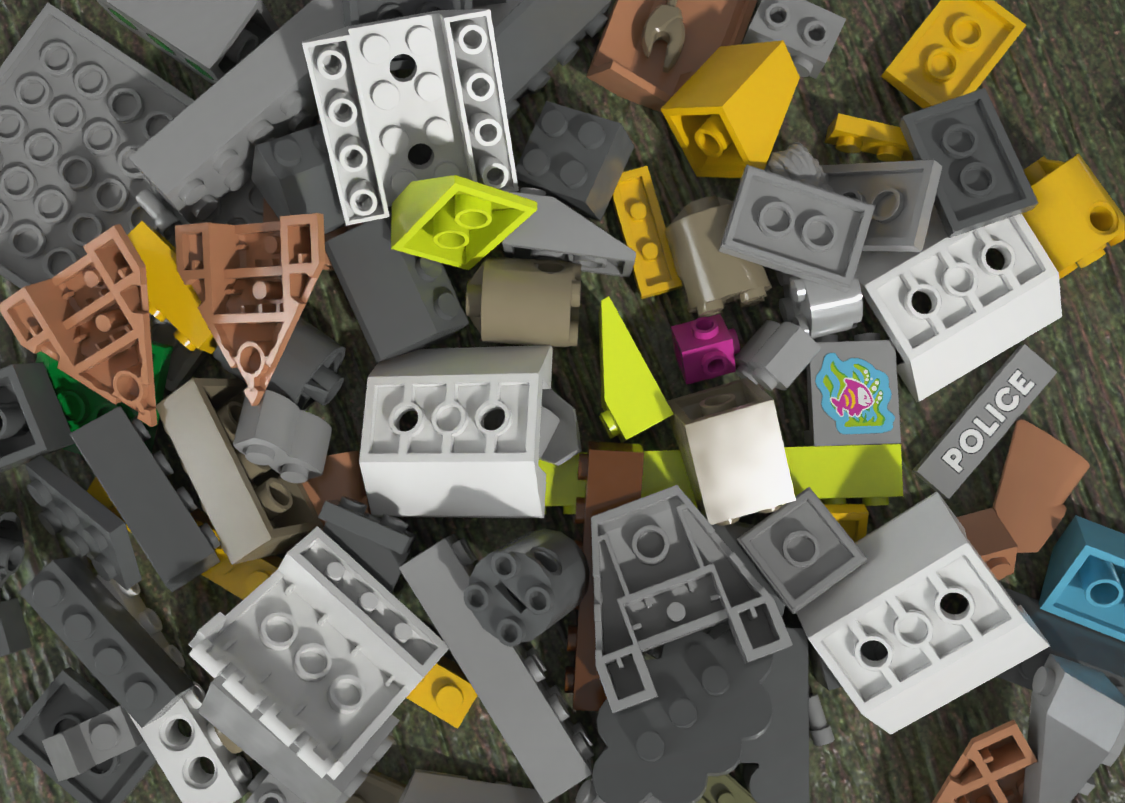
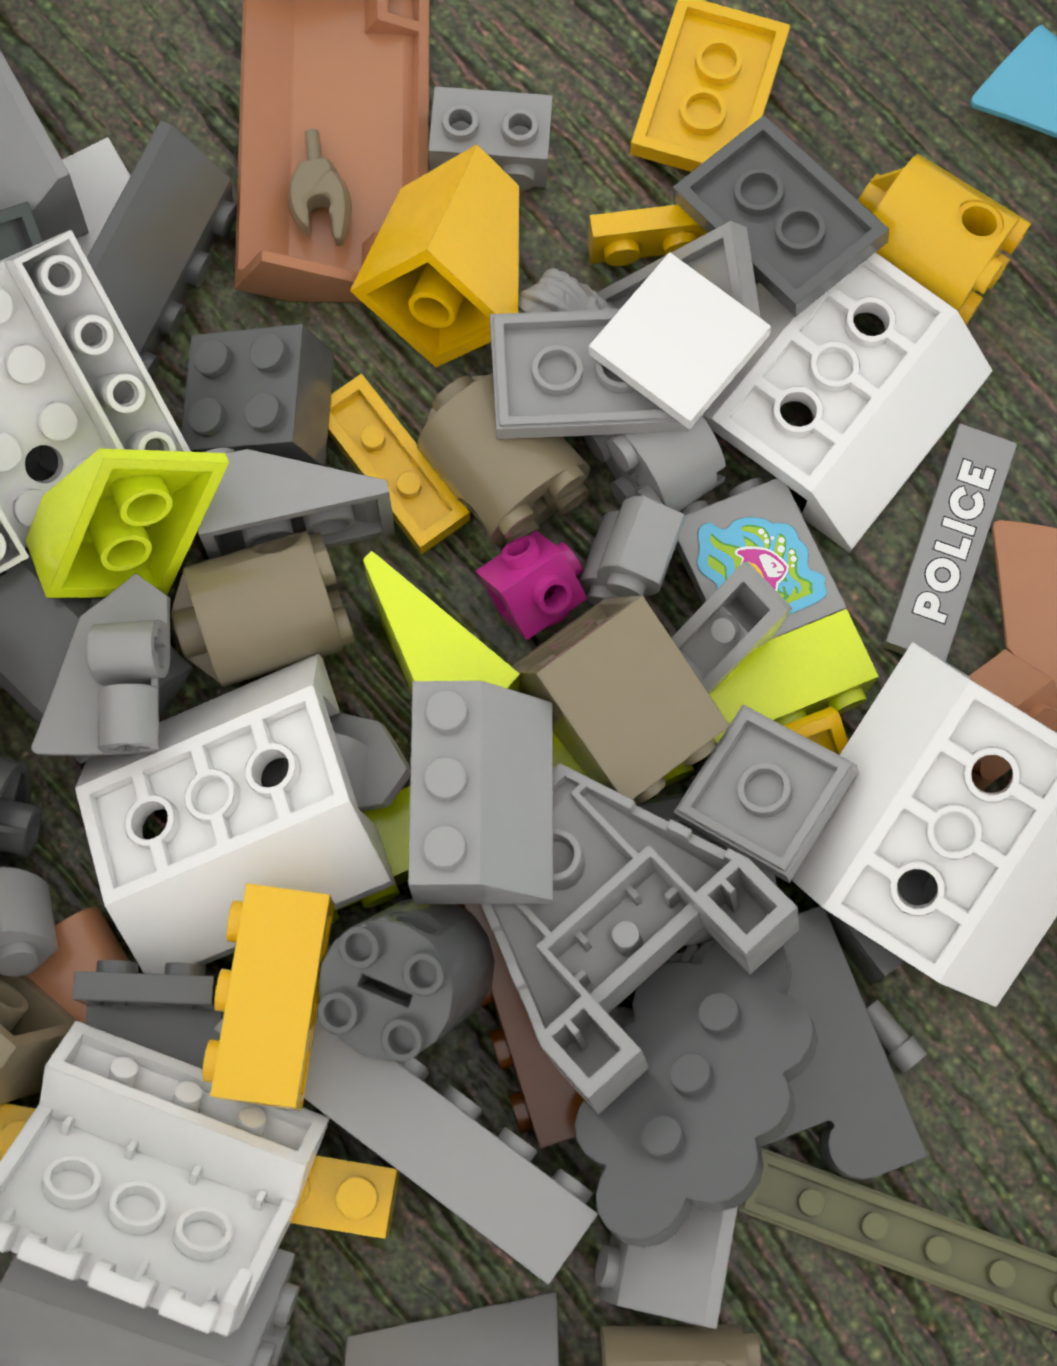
camera: 25 degrees left, 10 degrees down
(414, 314) = (111, 677): none -> light grey panel
(437, 567) = (269, 997): none -> yellow brick
(619, 491) = (480, 795): none -> light grey slope
(822, 433) = (731, 625): none -> light grey slope
(866, 232) = (679, 340): none -> white tile

